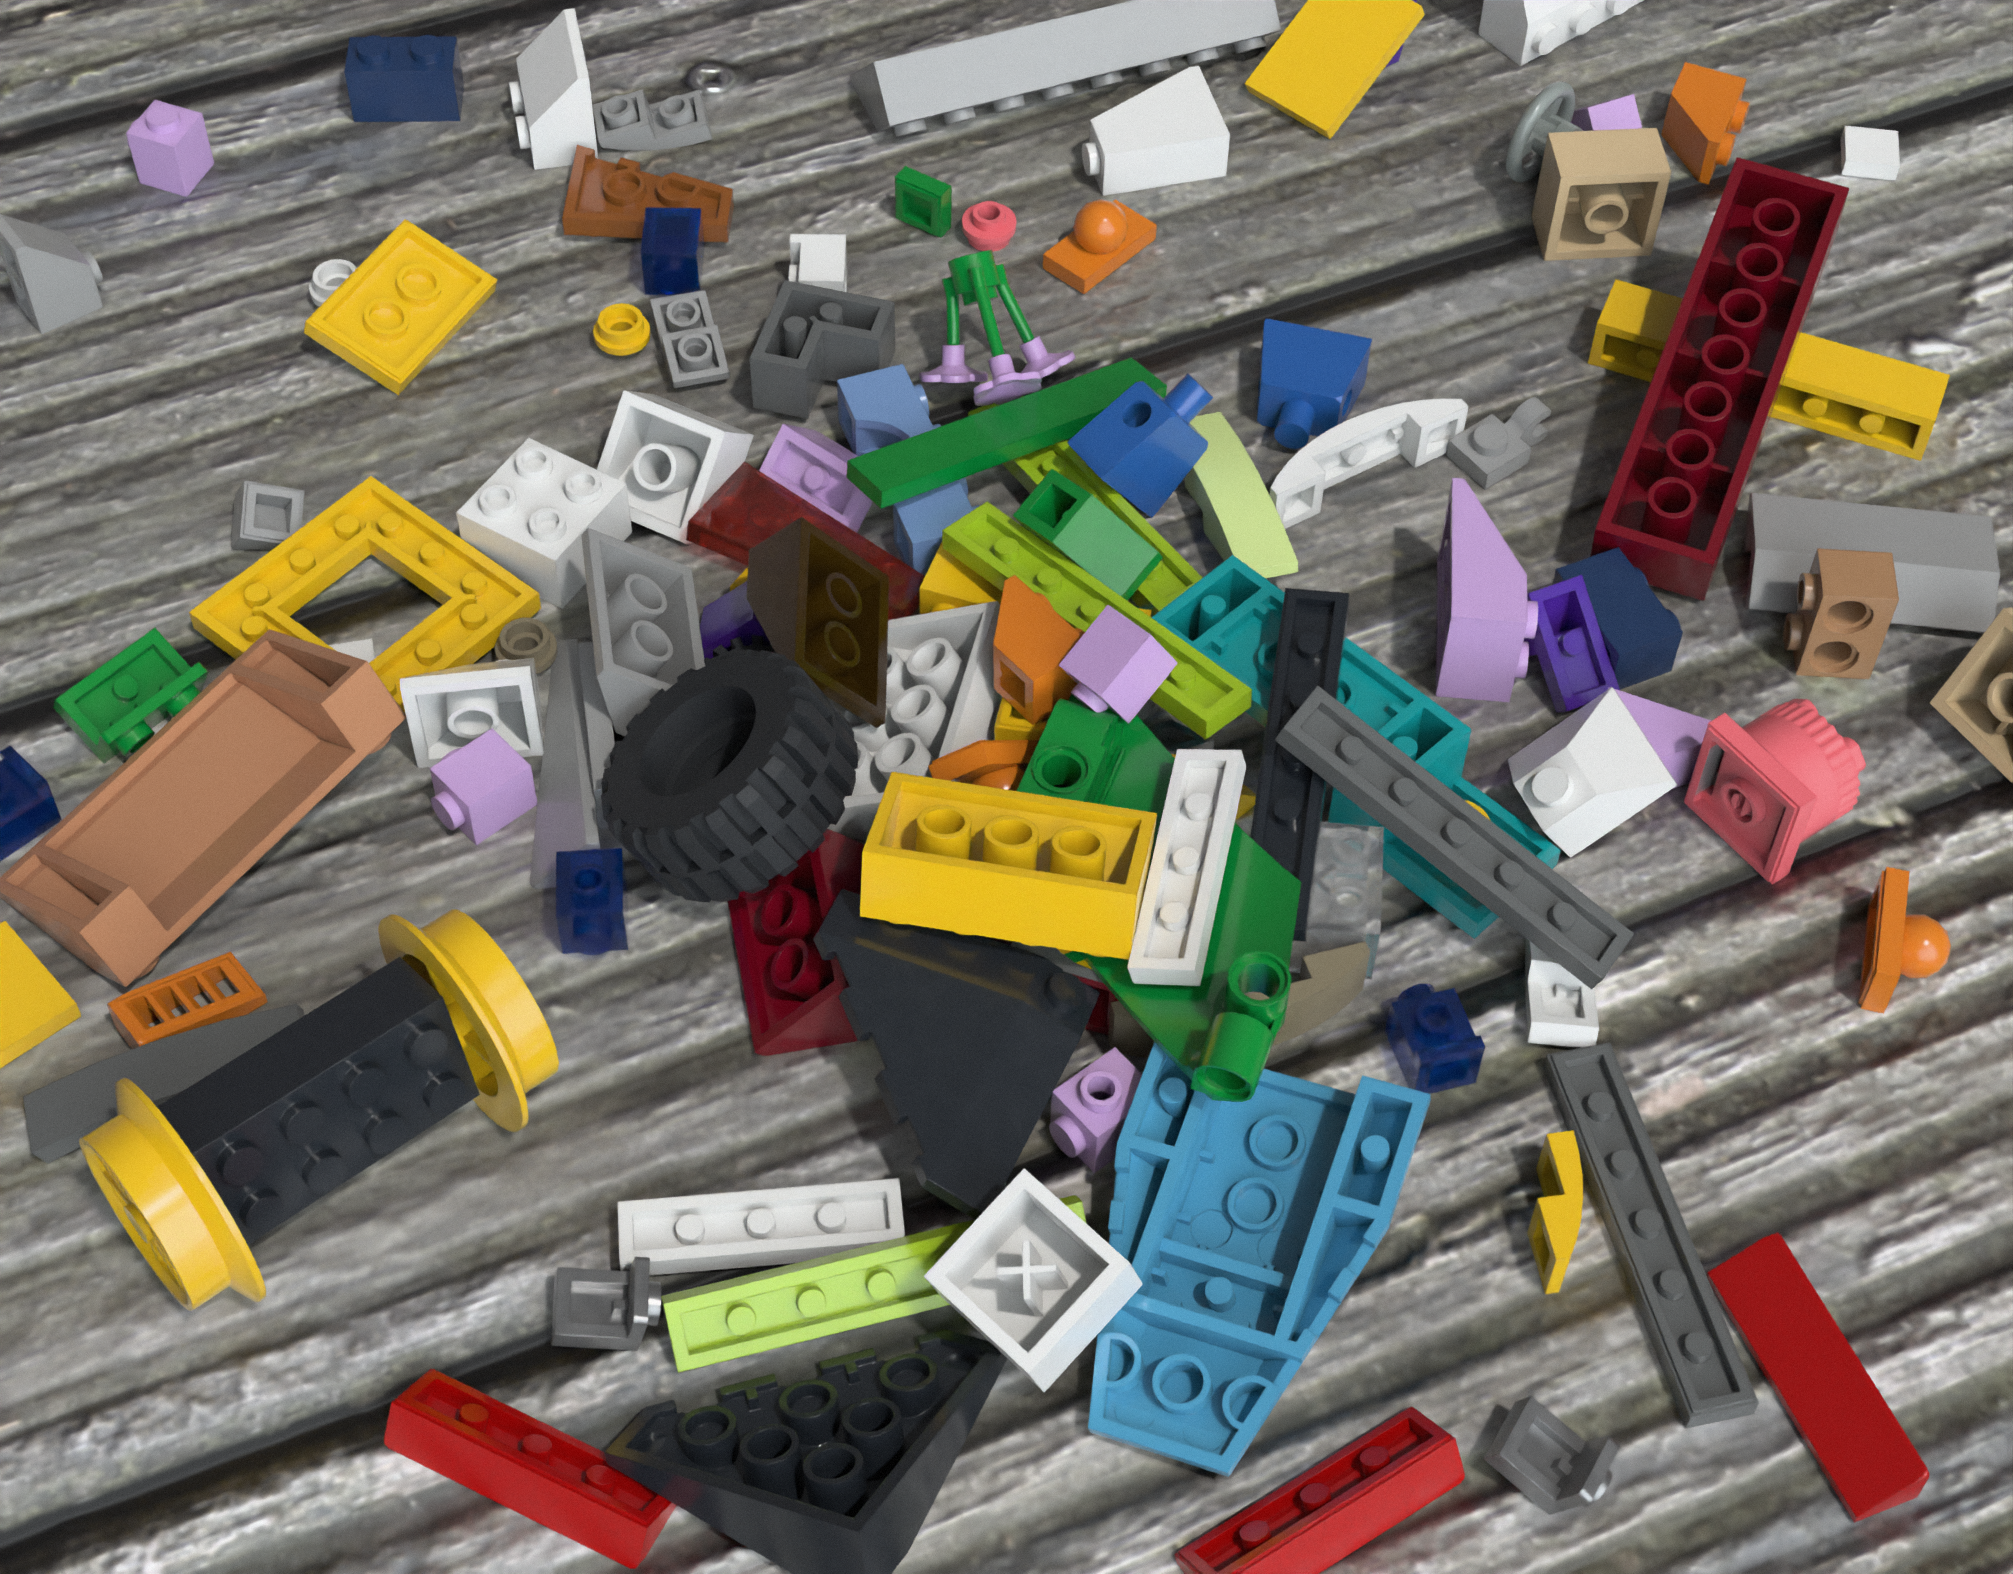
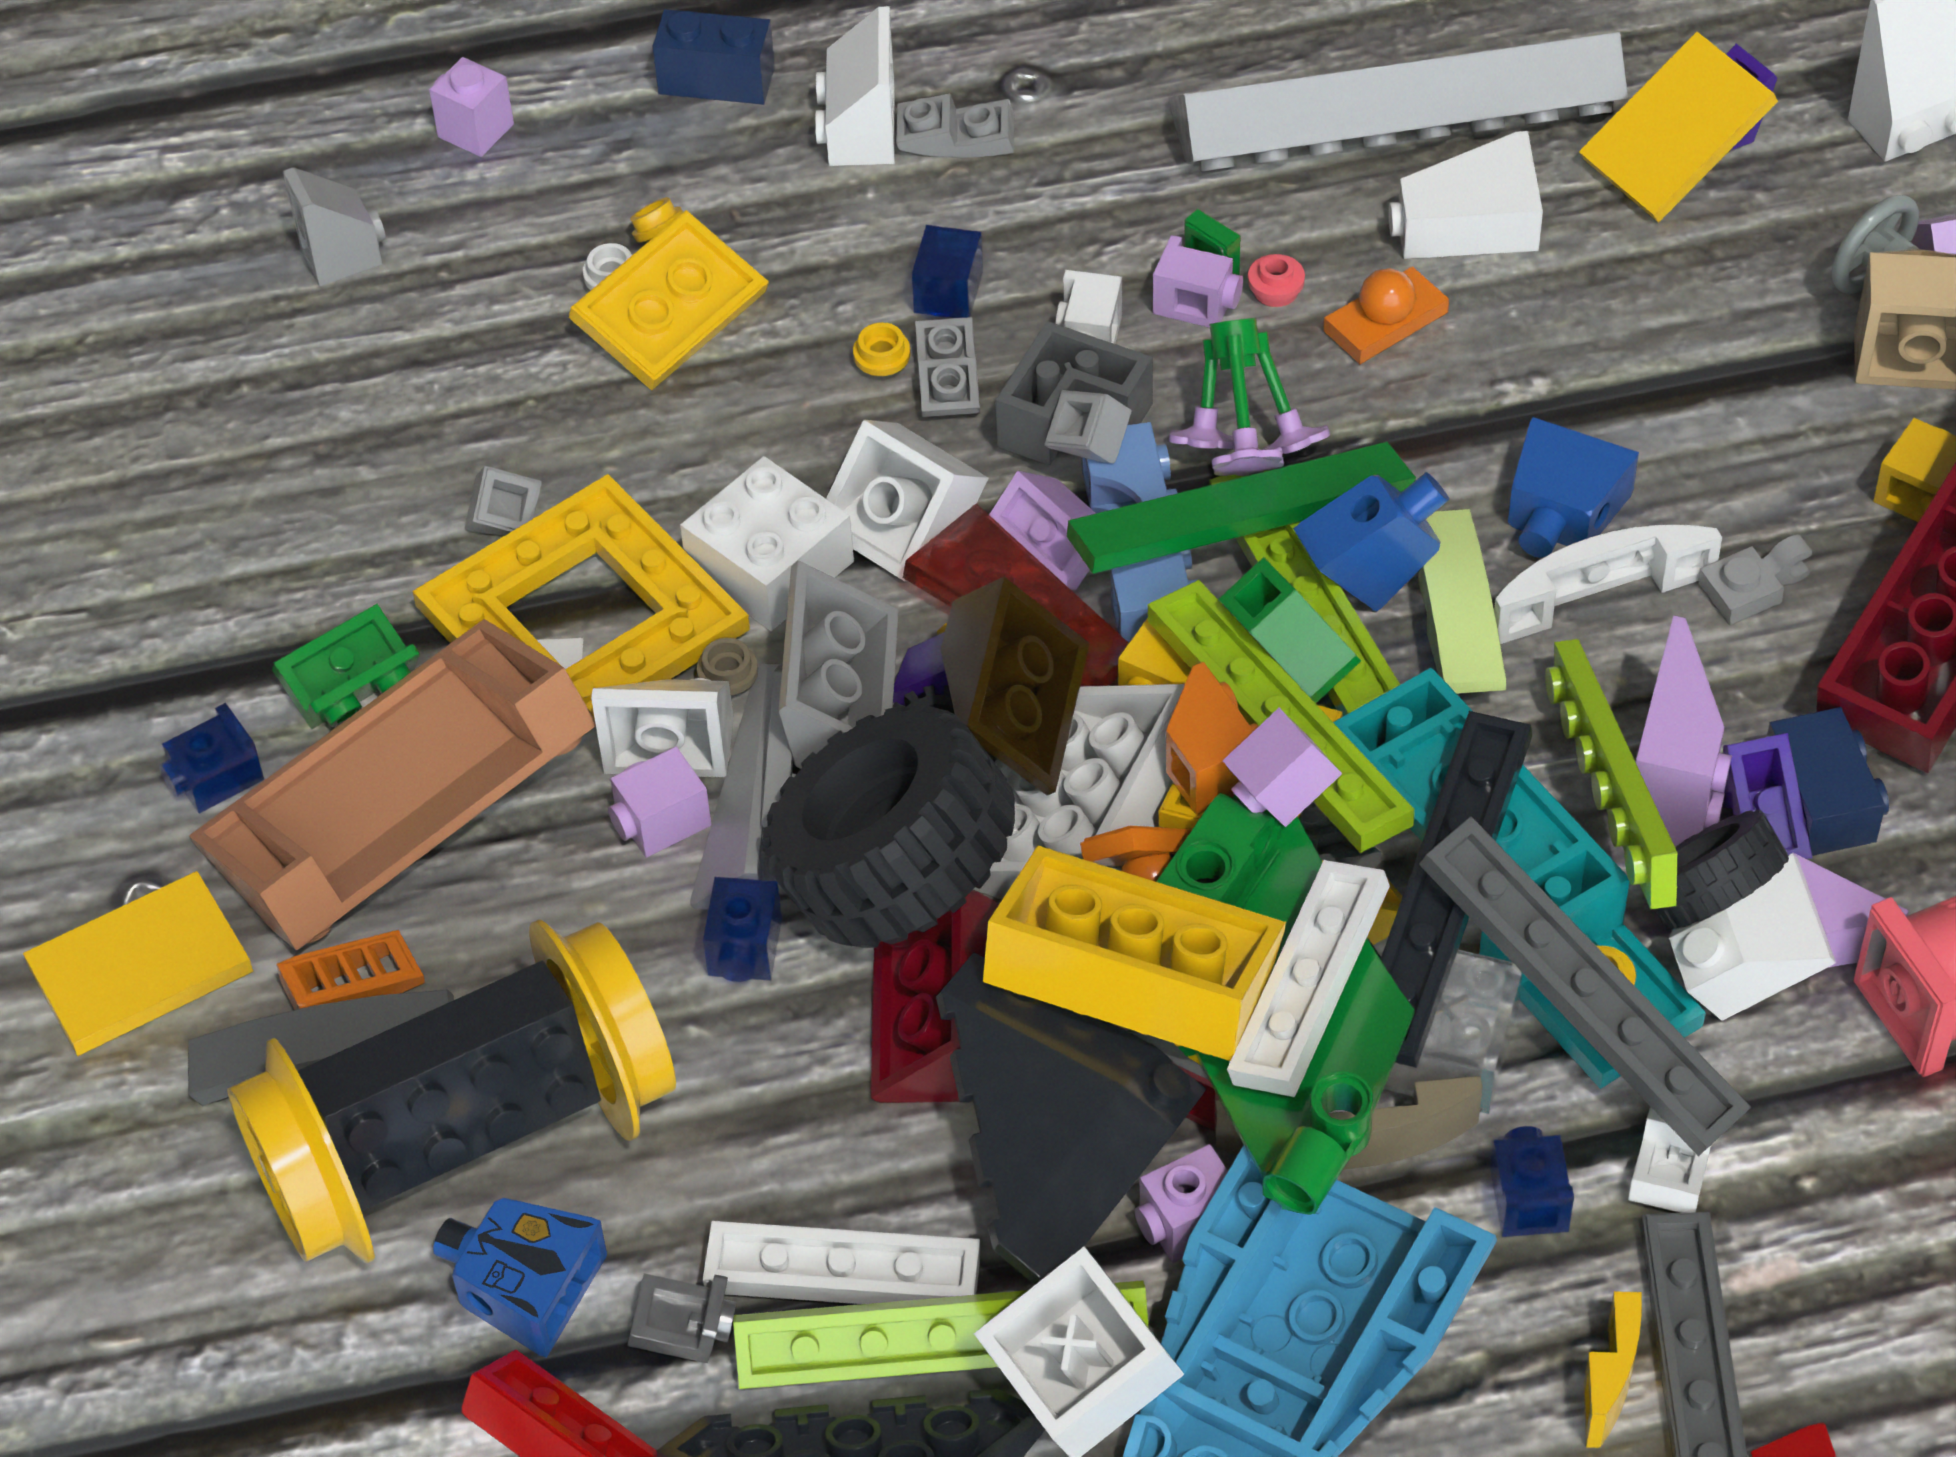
camera: 15 degrees right, 0 degrees up
(372, 233) = (654, 218): none -> yellow plate
(425, 1281) = (523, 1268): none -> blue torso
(612, 199) = (898, 204): dark orange wing -> none
(845, 371) = (1088, 425): none -> light grey slope
(914, 237) = (1194, 285): none -> lavender brick
(1429, 635) = (1614, 774): none -> lime plate
(1540, 712) = (1723, 867): none -> black tyre

